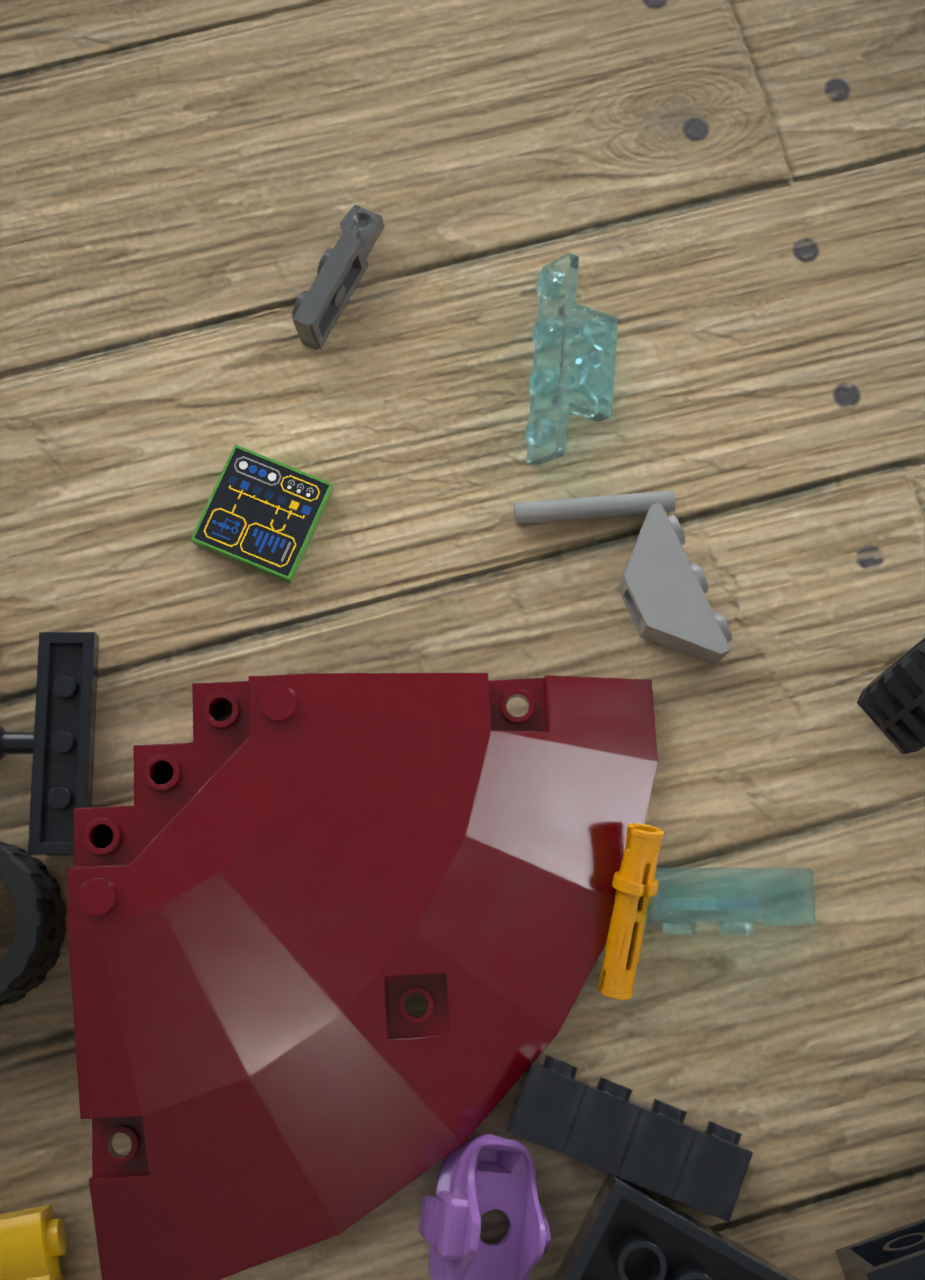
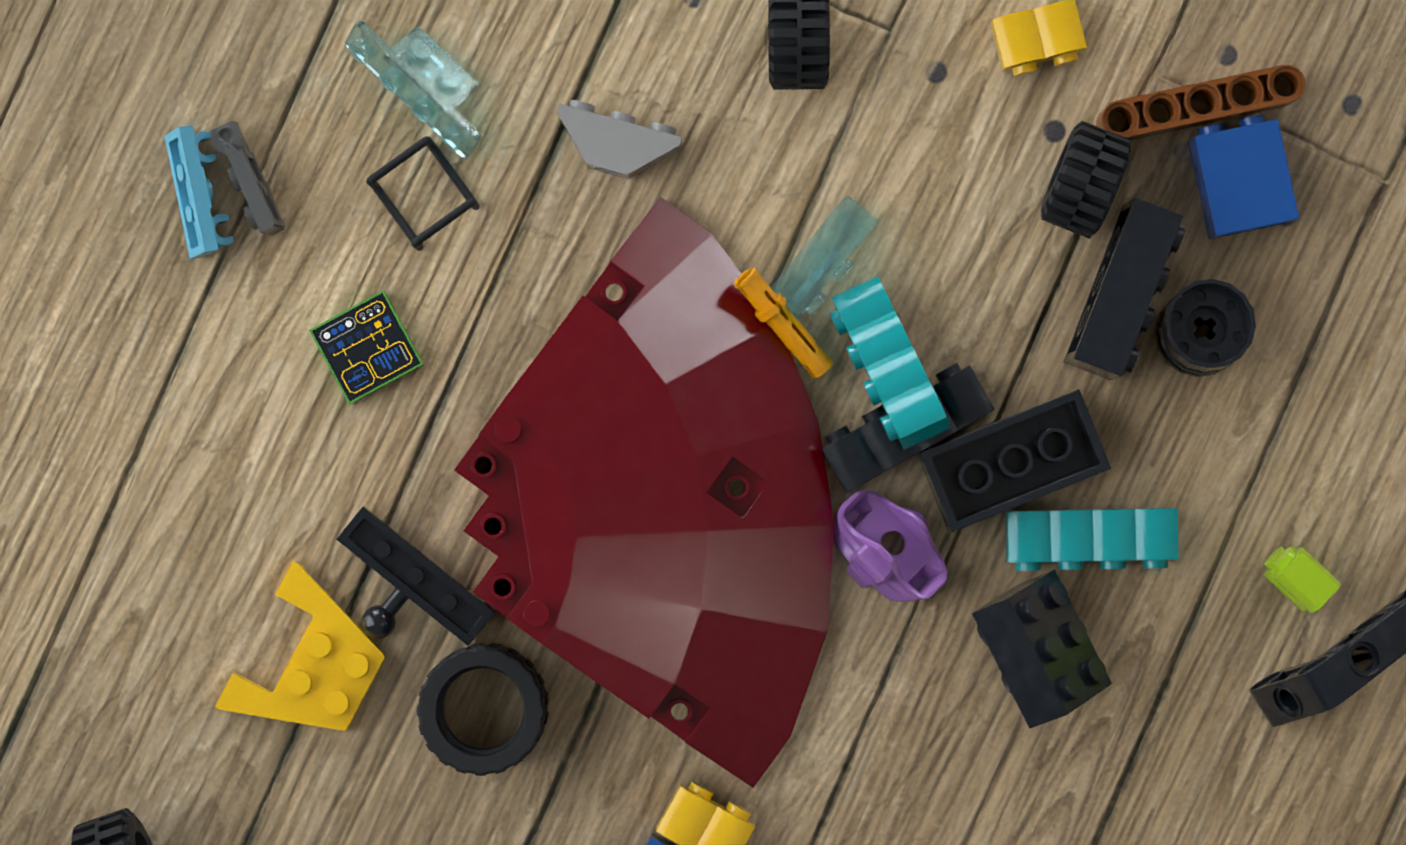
camera: 50 degrees left, 10 degrees up
(286, 237) = (194, 191): none -> medium azure plate
(409, 471) = (416, 241): none -> black piece
(592, 507) = (526, 141): light grey bar -> none
(683, 1066) = (890, 363): none -> teal brick

